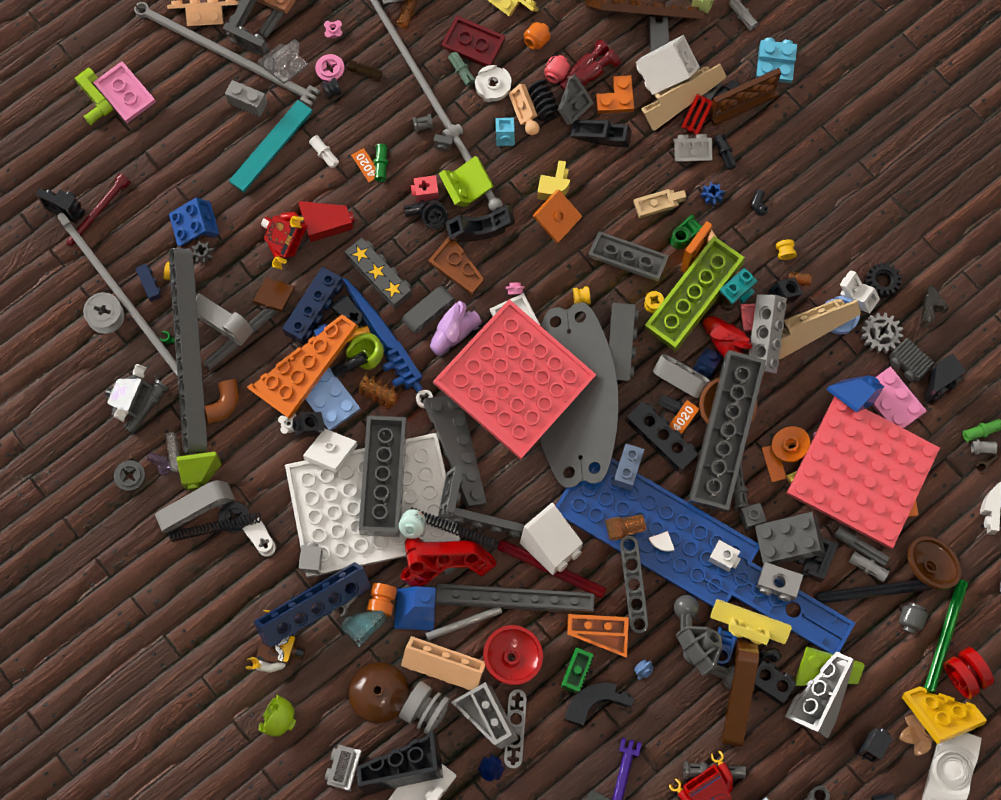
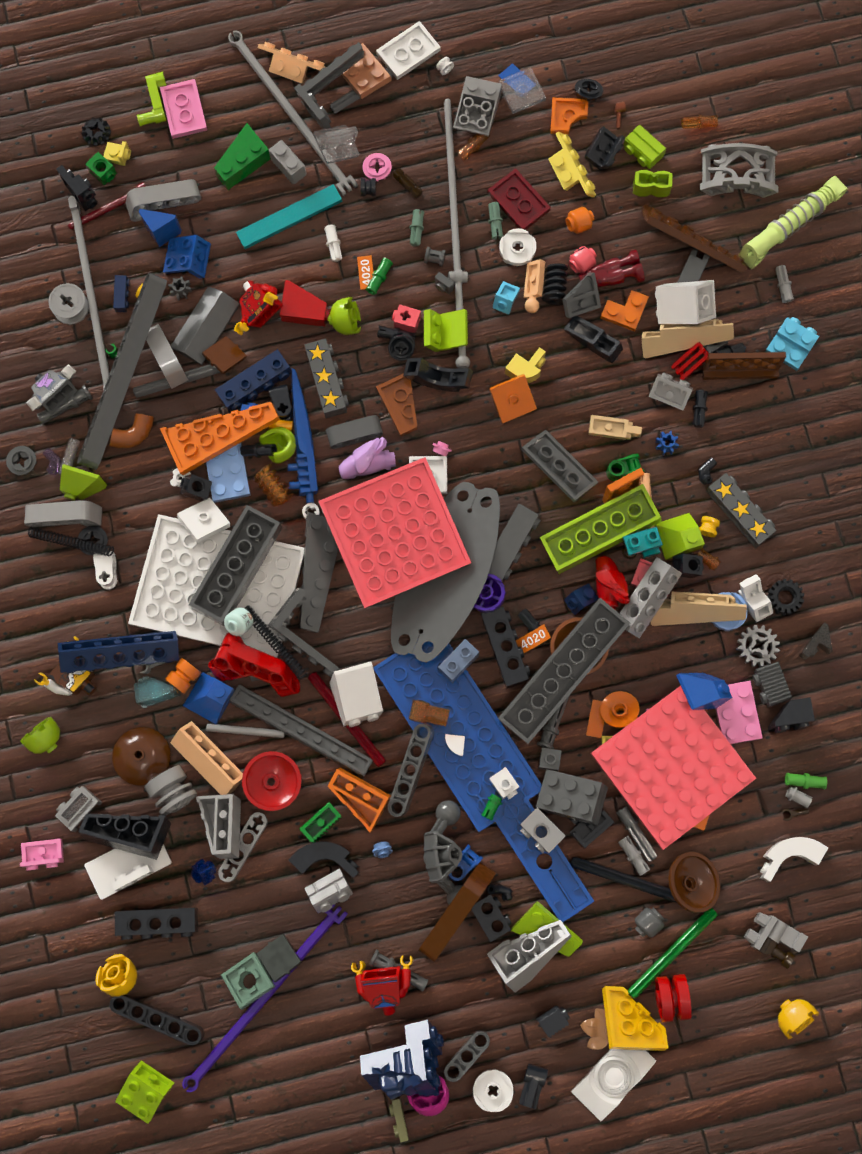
camera: 30 degrees right, 5 degrees up
(57, 151) = (99, 137): none -> black gear
(68, 173) = (98, 162): none -> green brick
(81, 158) = (117, 153): none -> light yellow bracket
(143, 179) = (161, 197): none -> light grey beam
(156, 204) = (160, 225): none -> blue slope
(202, 112) = (241, 158): none -> green wedge
(241, 275) = (205, 324): none -> dark grey slope
(310, 558) = (137, 609): light grey brick -> none
(329, 33) = (397, 136): bright pink plate -> none
(368, 211) = (345, 316): none -> lime cylinder
(393, 105) = (416, 227): none -> sand green axle
(582, 295) = (498, 482): yellow wheel -> none
(615, 729) = (329, 891): none -> light grey brick
(628, 396) = (491, 596): none -> dark purple cylinder
(652, 306) = (558, 521): yellow wheel -> none
(680, 375) = (550, 598): light grey beam -> none
(723, 581) = (491, 806): none -> green pin
(750, 624) = (496, 856): light yellow bracket -> none
(767, 268) = (679, 536): none -> lime slope
(806, 223) = (741, 510): none -> dark grey brick

